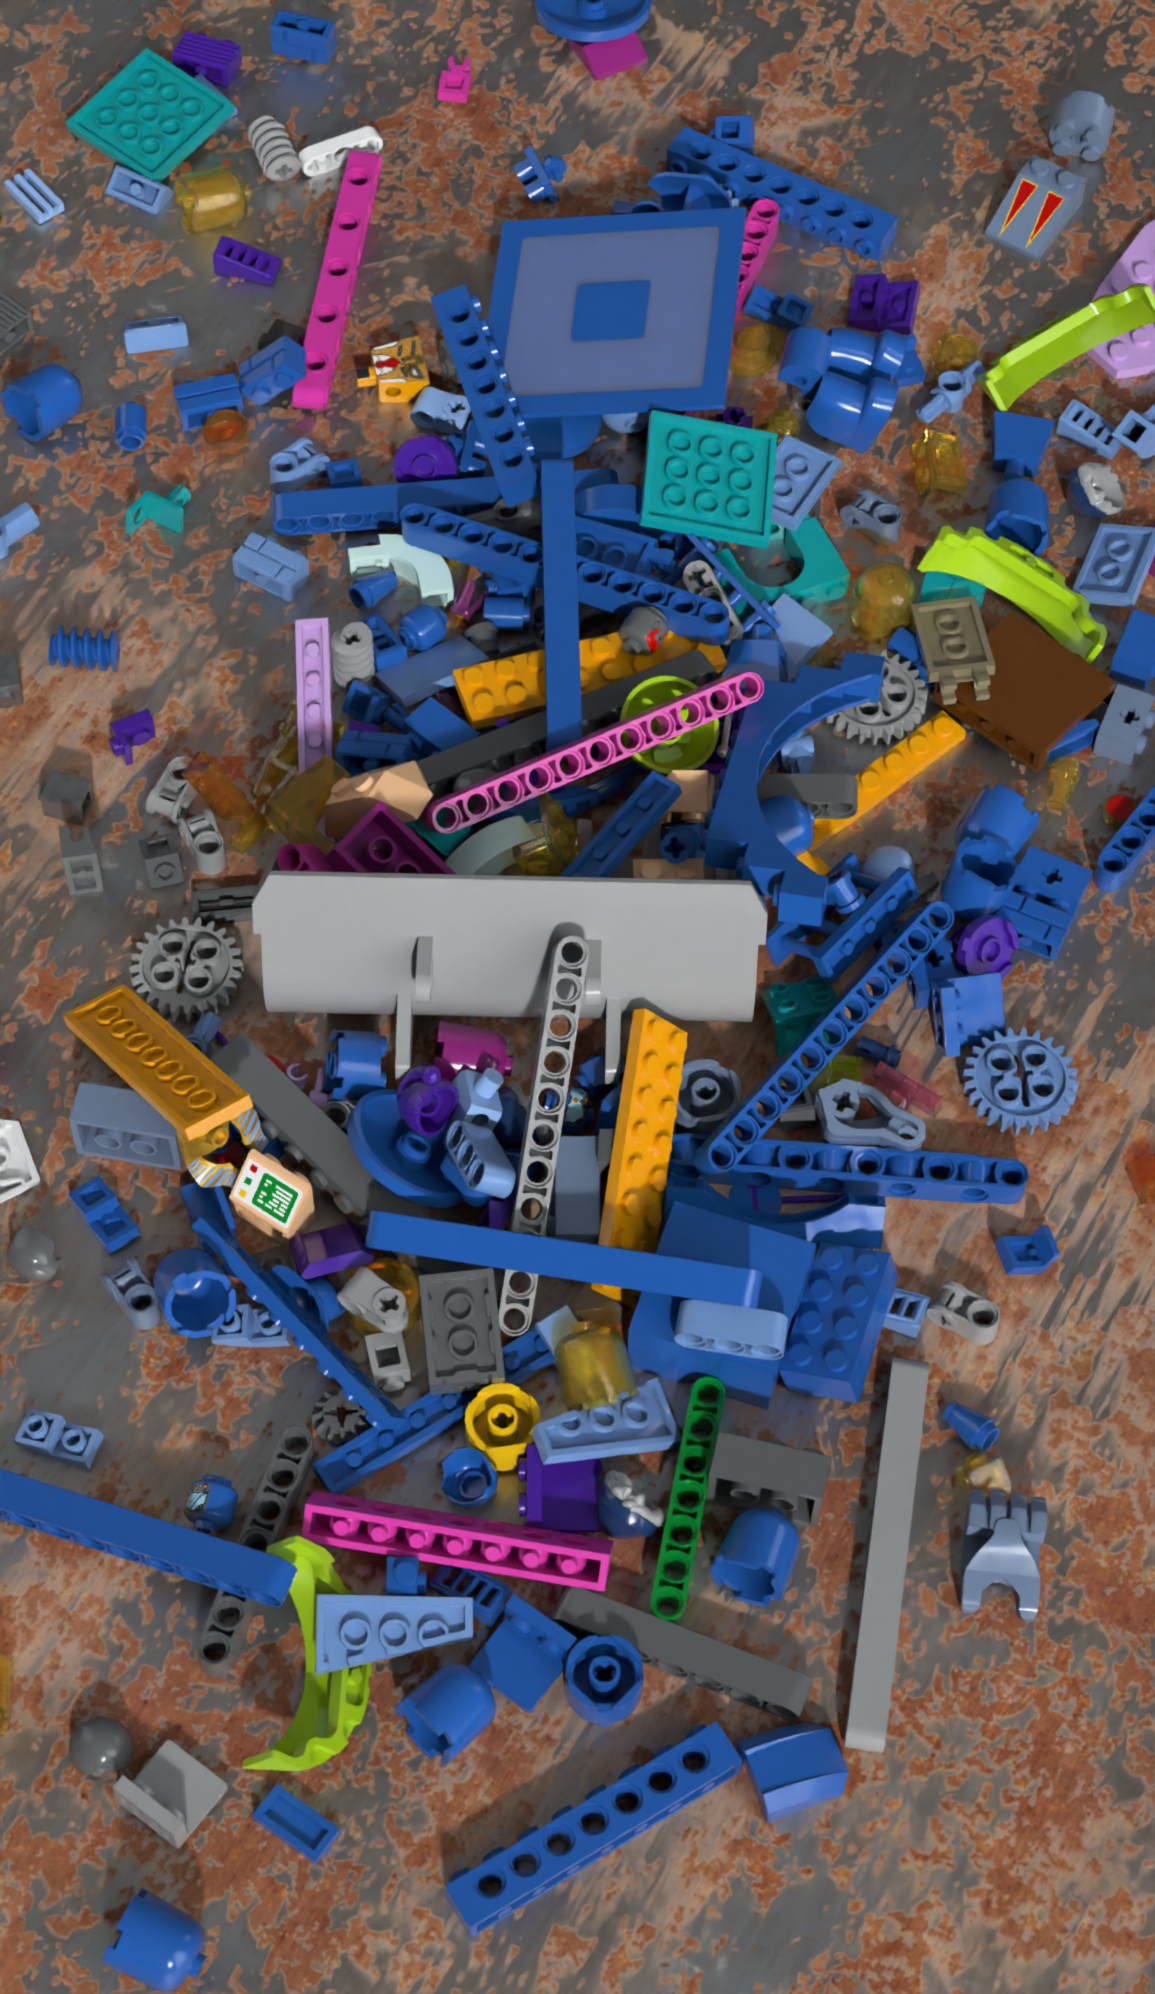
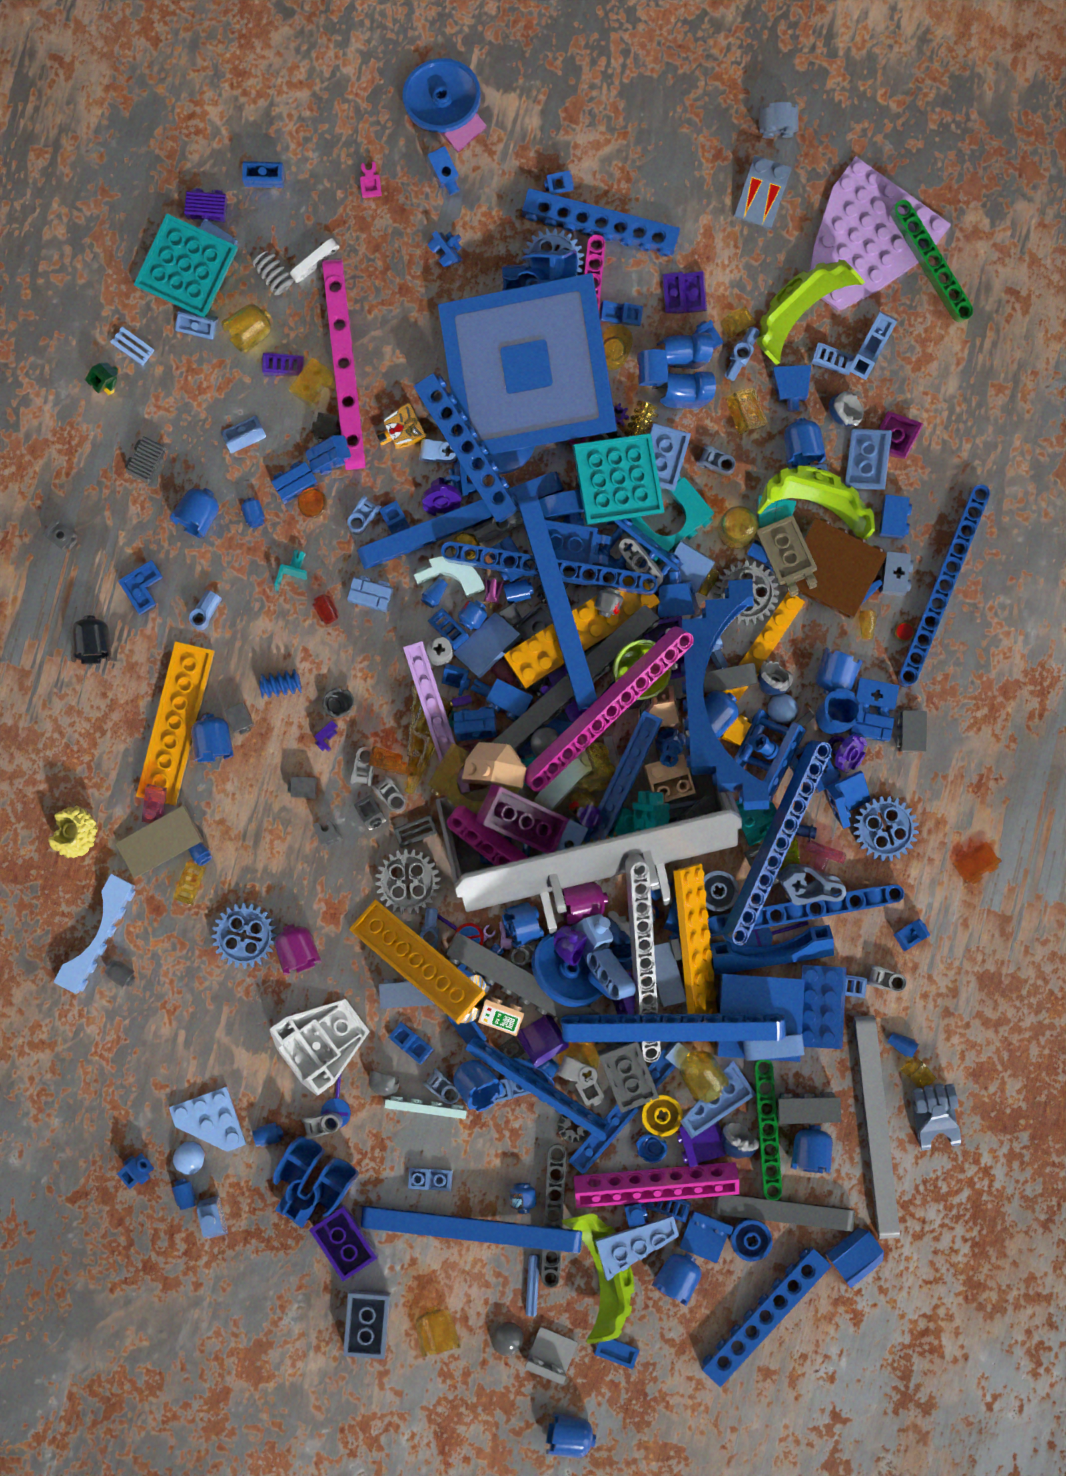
camera: 15 degrees left, 25 degrees up
(84, 1315) = (417, 1105): none -> light aqua plate
(166, 695) = (338, 702): none -> dark grey hair
(178, 1665) = (532, 1285): none -> medium blue axle
(194, 570) = (325, 609): none -> clear red brick
(280, 288) = (311, 382): none -> clear yellow brick
(566, 91) = (440, 162): none -> blue torso
(883, 819) = (774, 678): none -> light grey hair
(1100, 950) = (912, 731): none -> dark grey brick

